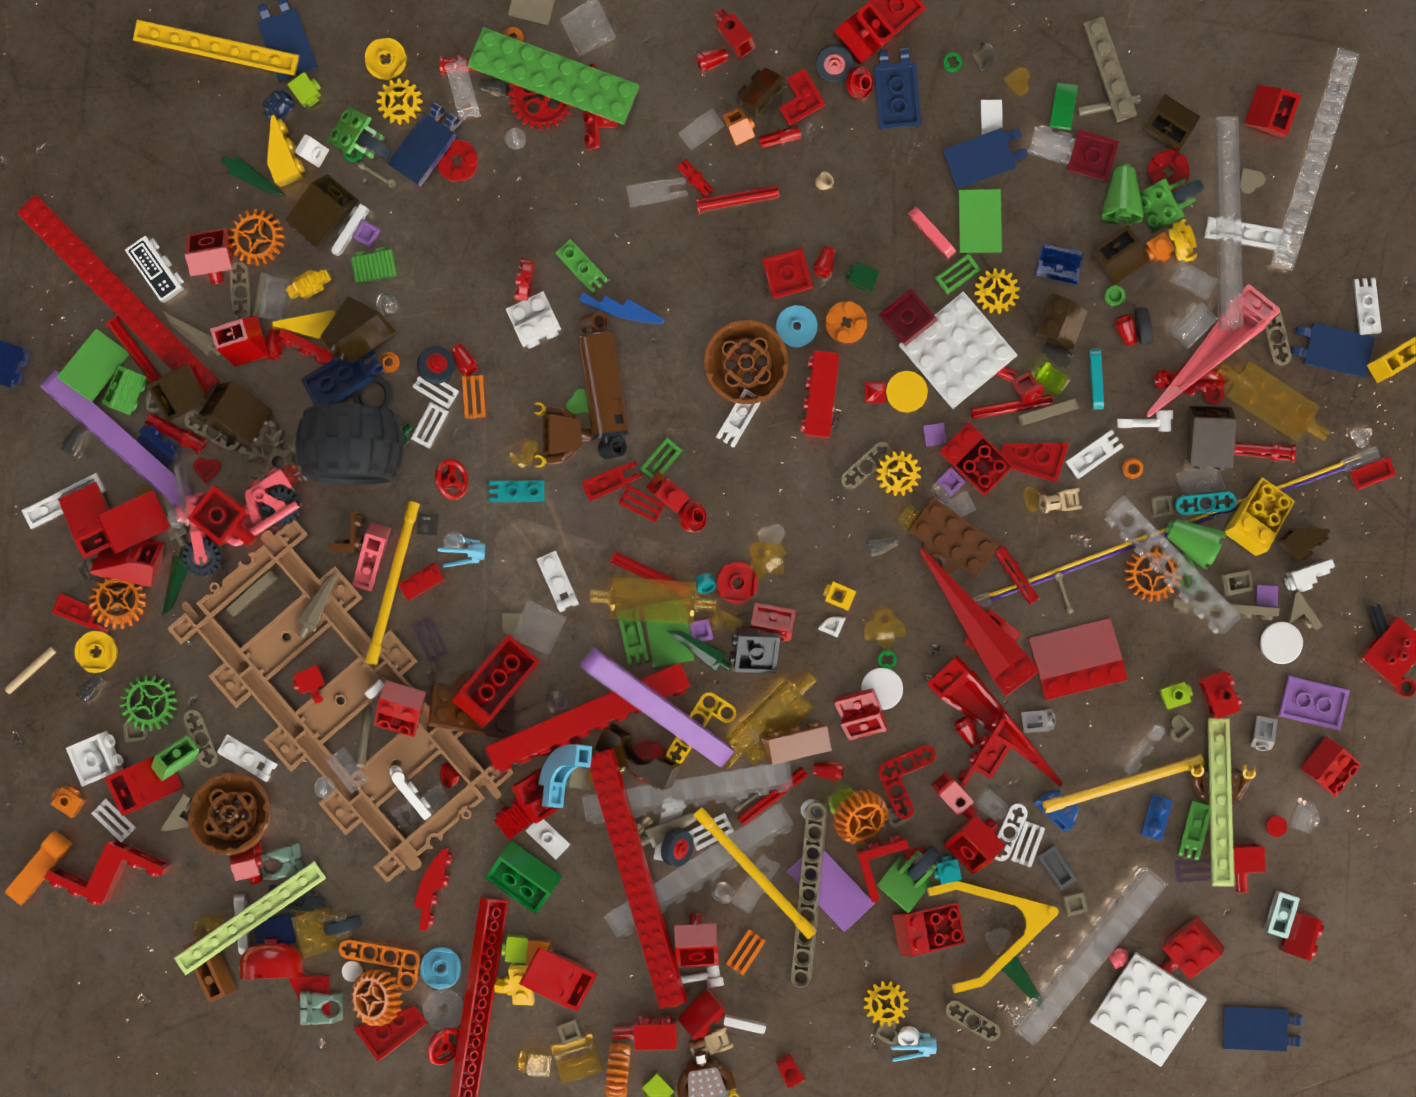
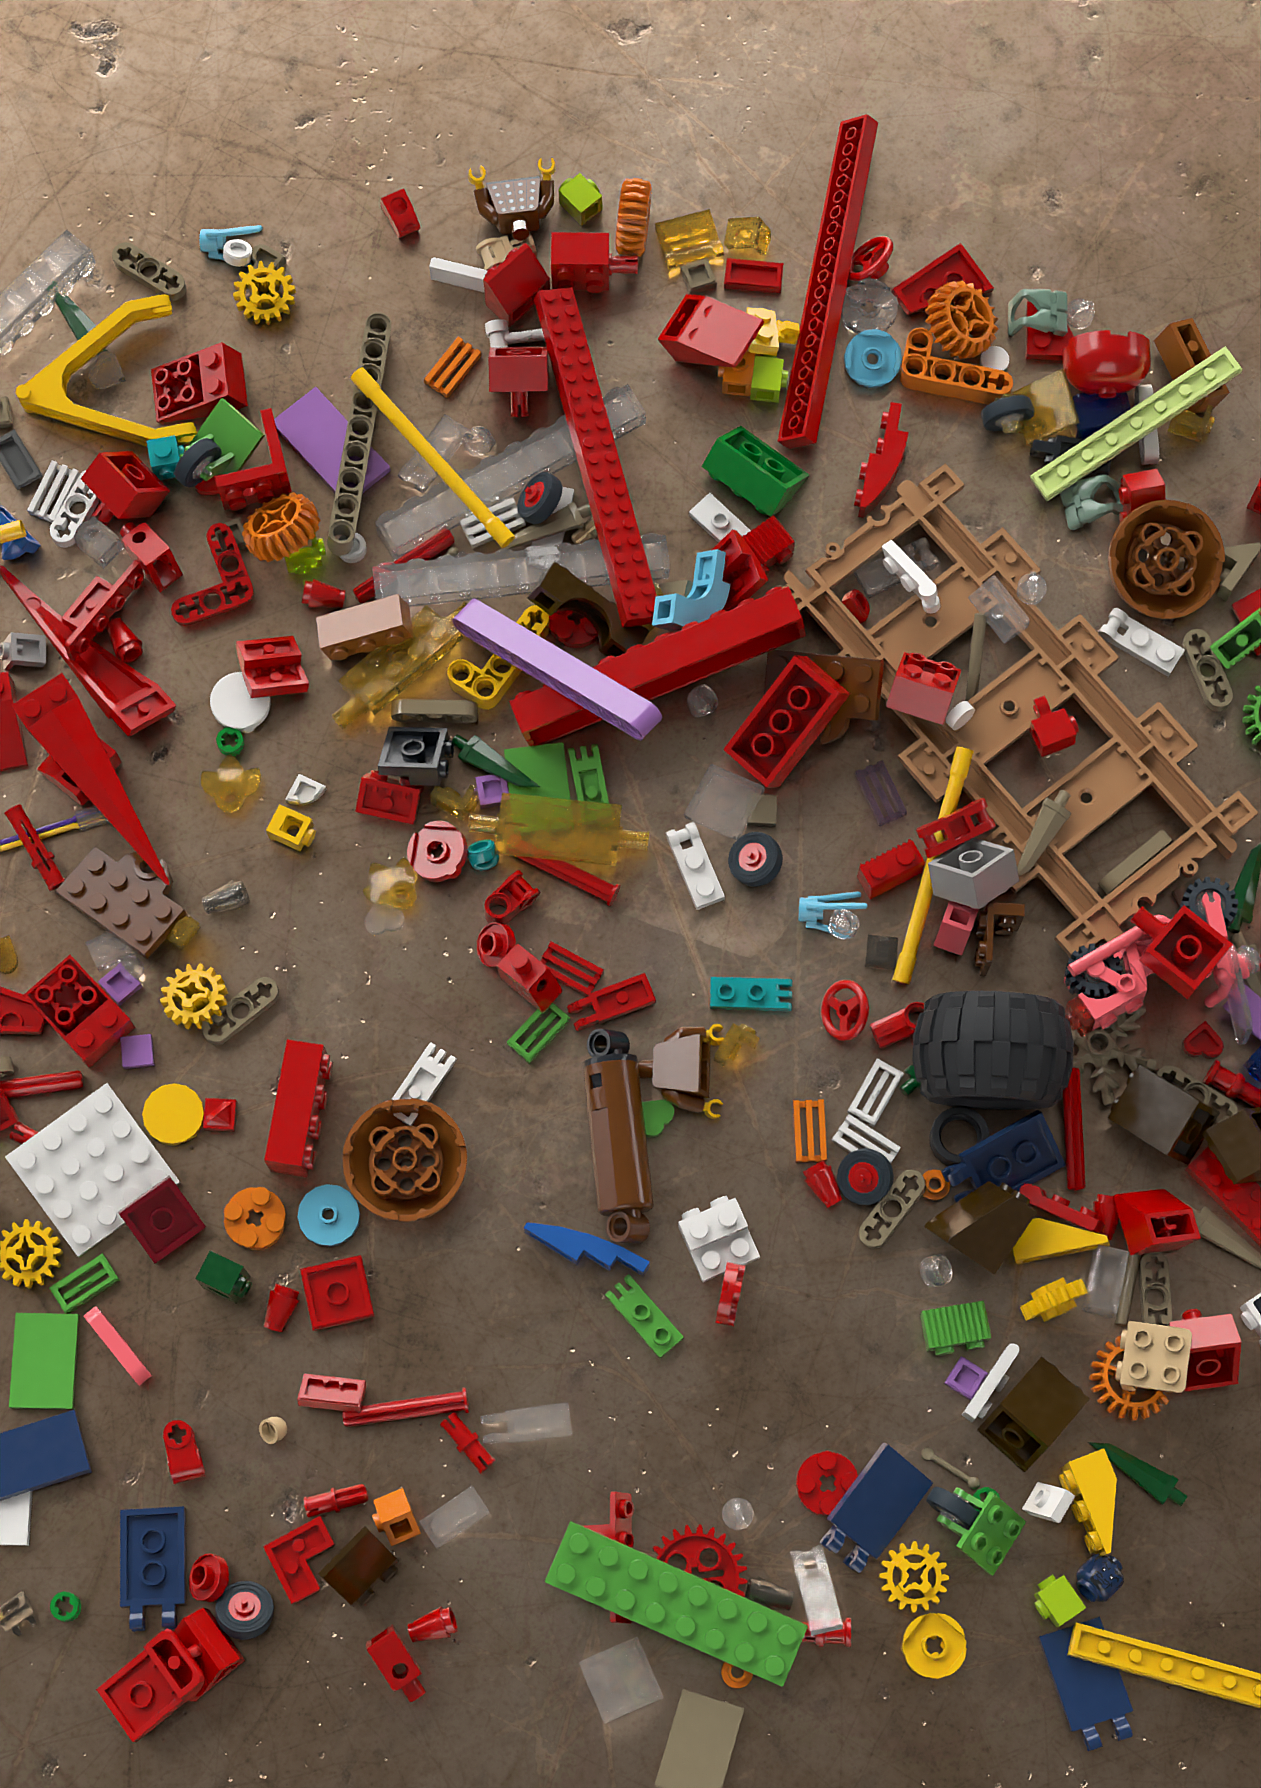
camera: 175 degrees left, 15 degrees down
(241, 242) = (1154, 1357): none -> tan bracket
(290, 1011) = (1080, 313): none -> clear tile
(295, 404) = (1074, 1132): none -> red axle
(364, 574) = (973, 872): none -> light grey brick
(376, 605) = (956, 828): none -> red plate
(415, 470) = (895, 1026): none -> red piece
(430, 335) = (896, 1221): none -> dark tan beam
(515, 585) = (755, 859): none -> black wheel
(529, 1033) = (753, 275): none -> red tile
(683, 552) = (514, 895): none -> red piece
(744, 686) = (434, 711): none -> dark tan beam
(786, 206) = (331, 1393): none -> plate
(882, 160) = (182, 1458): none -> red piece

